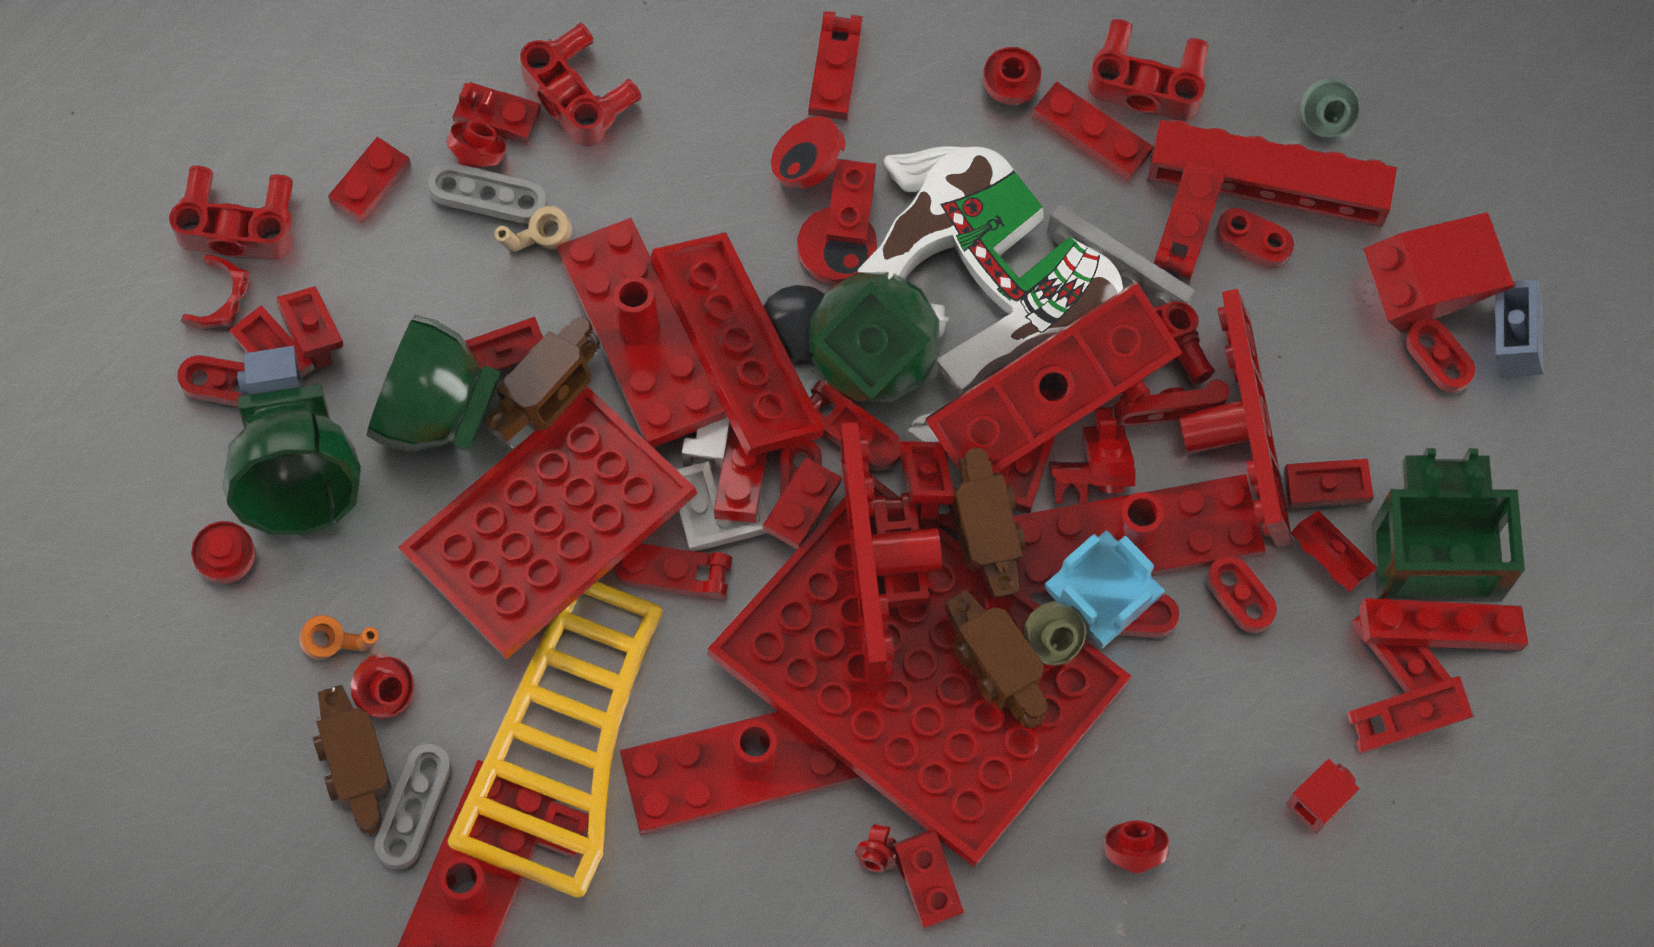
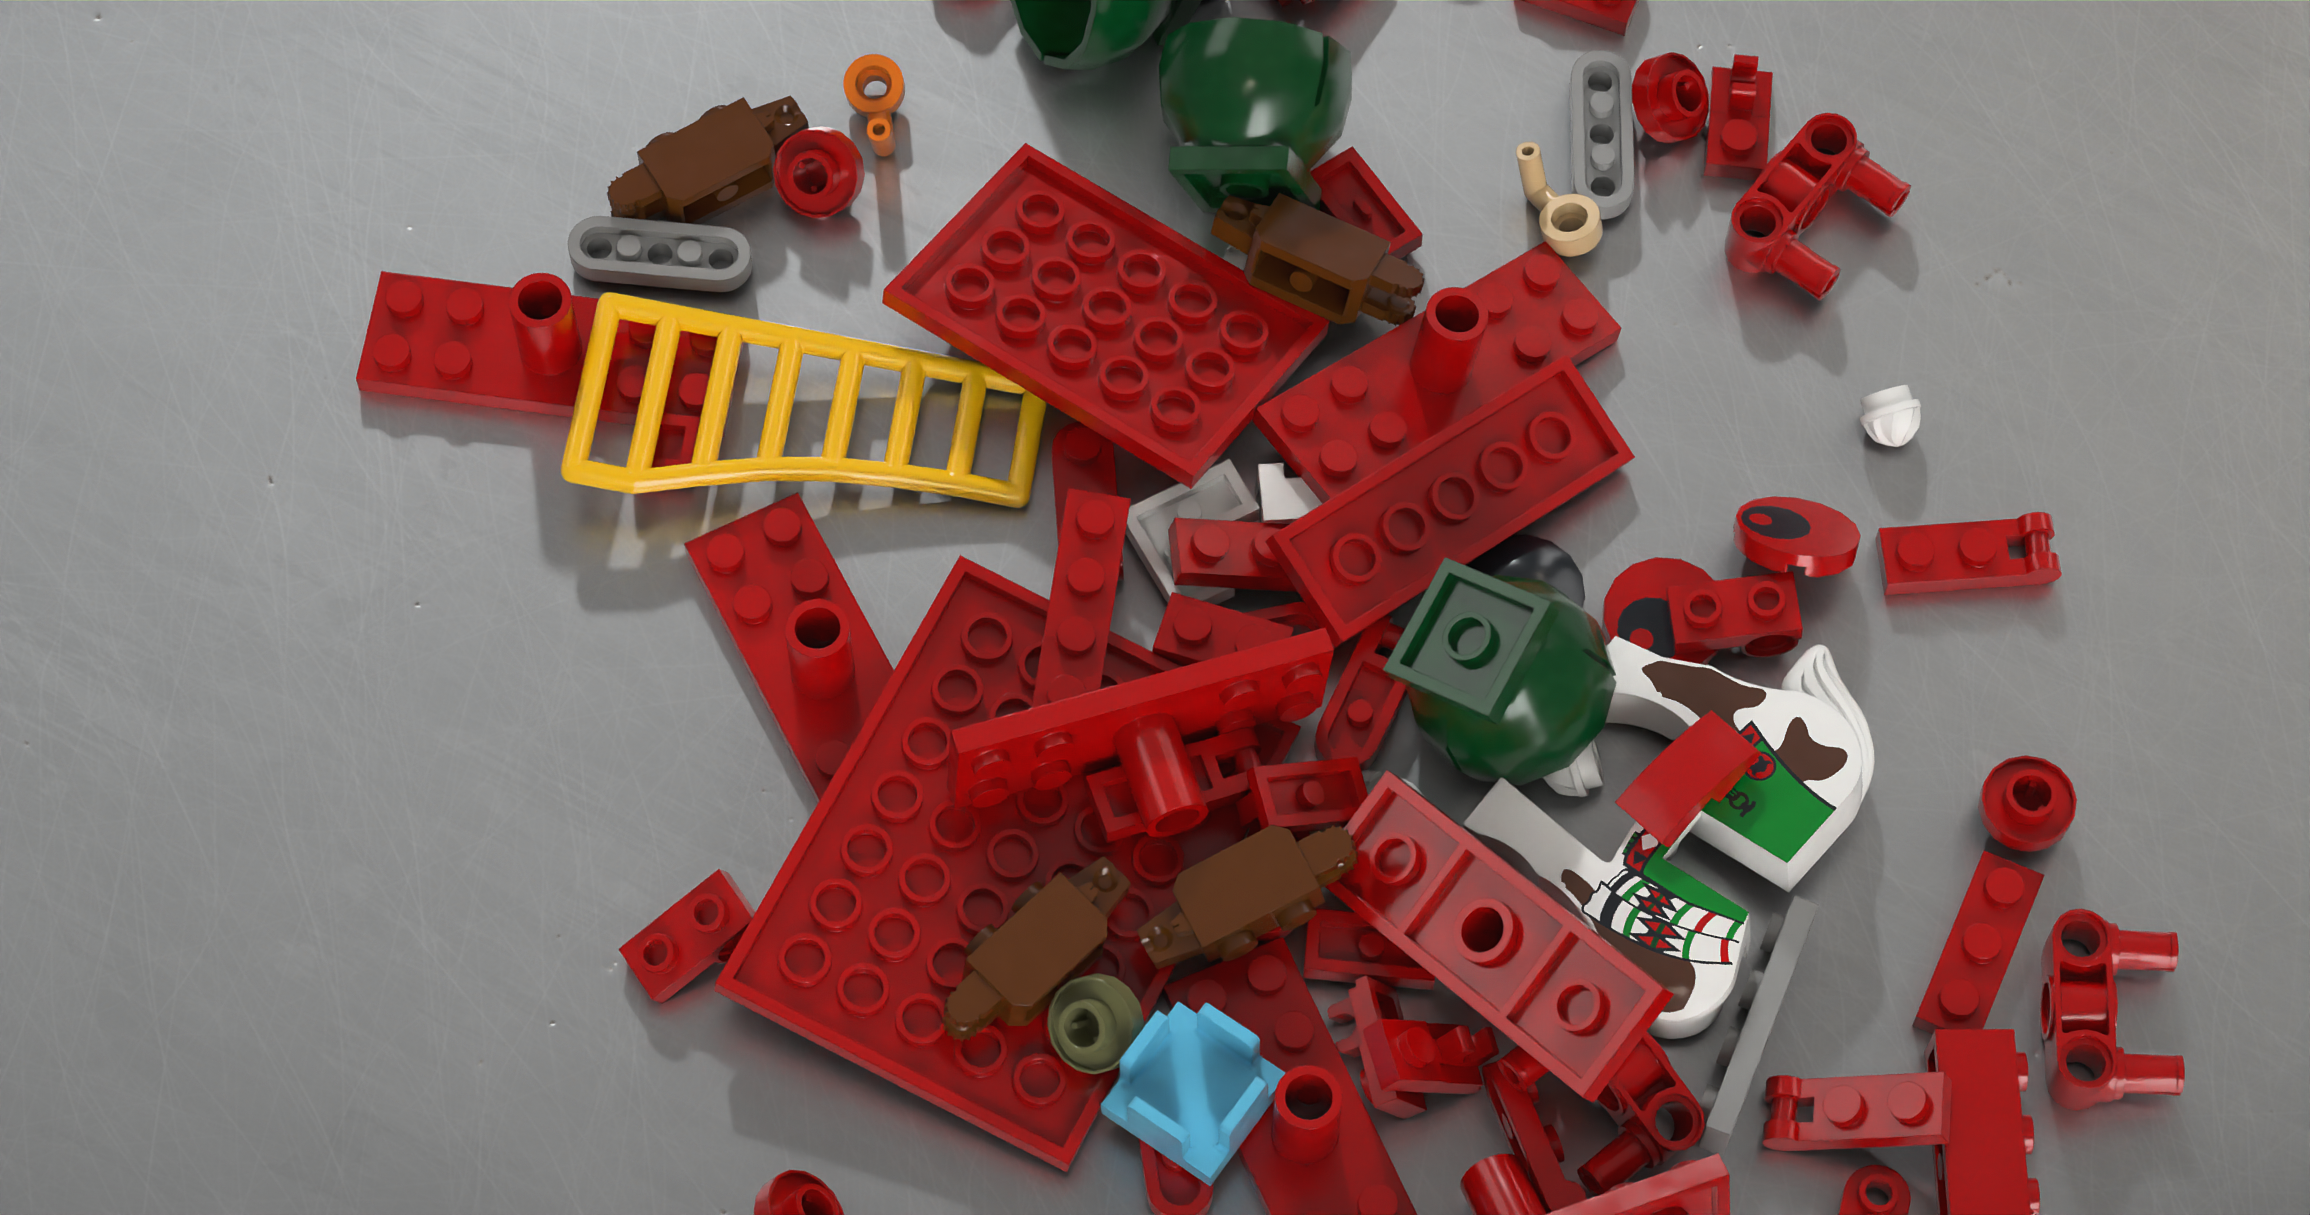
camera: 80 degrees right, 5 degrees down
(733, 79) = (1891, 416): none -> white plate
(767, 583) = (1081, 596): none -> red plate
(877, 852) = (732, 856): red plate -> none
(976, 246) = (1685, 777): none -> red slope

